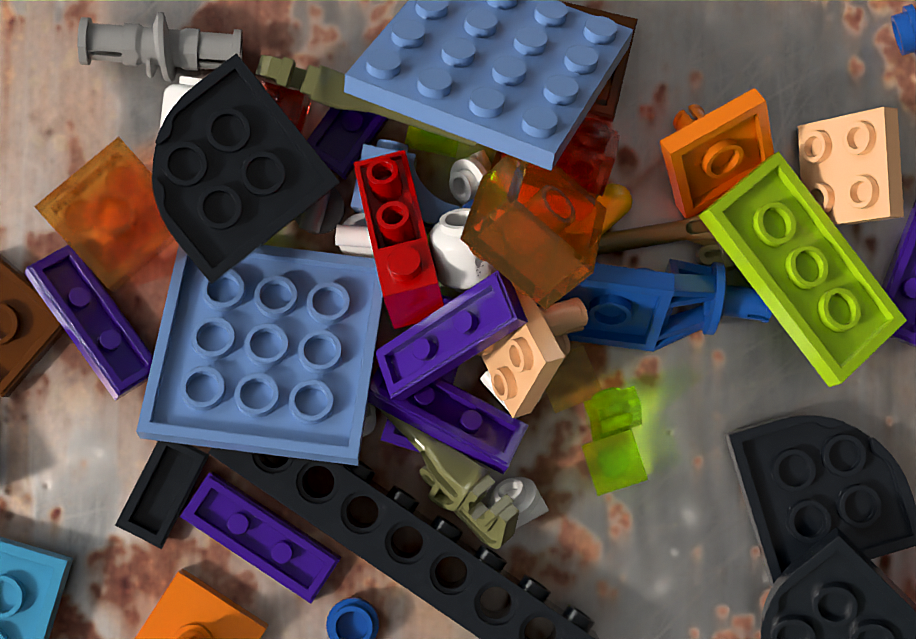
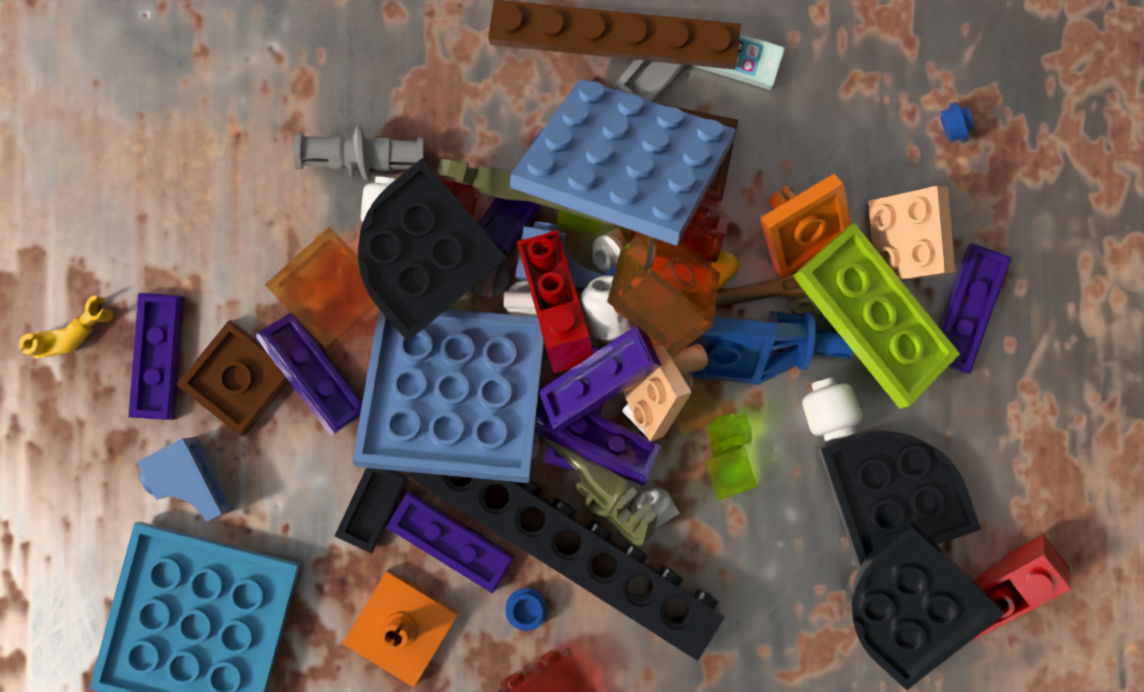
camera: 10 degrees left, 0 degrees up
(745, 385) = (832, 409): none -> white head

